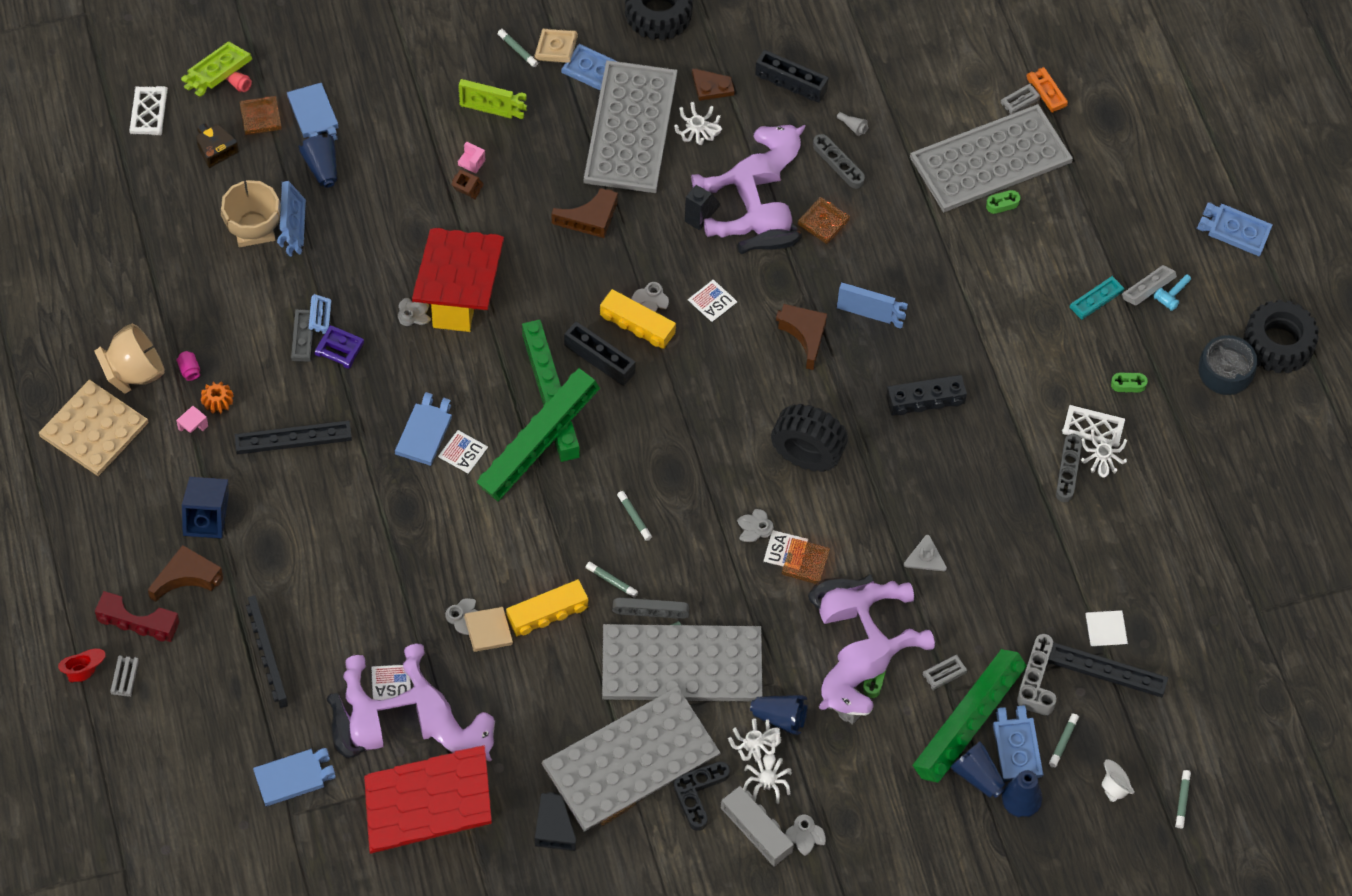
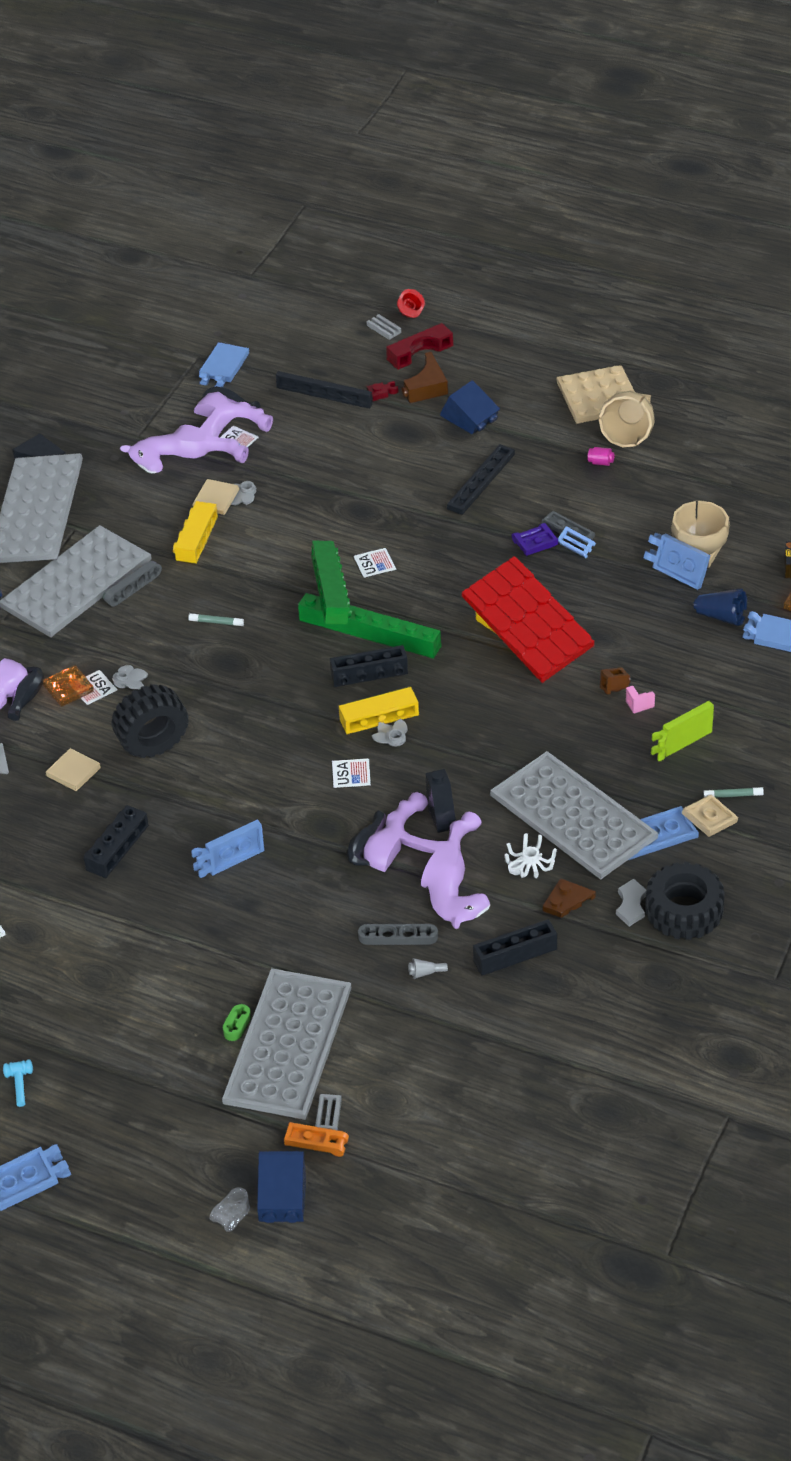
camera: 135 degrees right, 15 degrees down
(191, 420) = (548, 435): bright pink panel -> none
(217, 397) = (556, 456): orange gear -> none
(227, 610) = (381, 391): none -> dark red plate
(424, 430) = (412, 548): medium blue tile -> none
(427, 799) = (117, 403): red piece -> none
(590, 218) = (503, 736): reddish brown arch -> none
(611, 579) = (180, 580): sand green bar -> none
(685, 43) = (630, 909): none -> light grey tile
(805, 326) = (257, 804): reddish brown arch -> none
(823, 220) = (348, 883): clear orange plate -> none
(883, 488) = (73, 769): none -> tan tile
(1097, 297) = (75, 1024): teal tile -> none
(1104, 75) = (281, 1186): none -> dark blue slope
(1142, 95) = (228, 1211): none -> clear piece
(1149, 285) = (42, 1063): light grey plate -> none

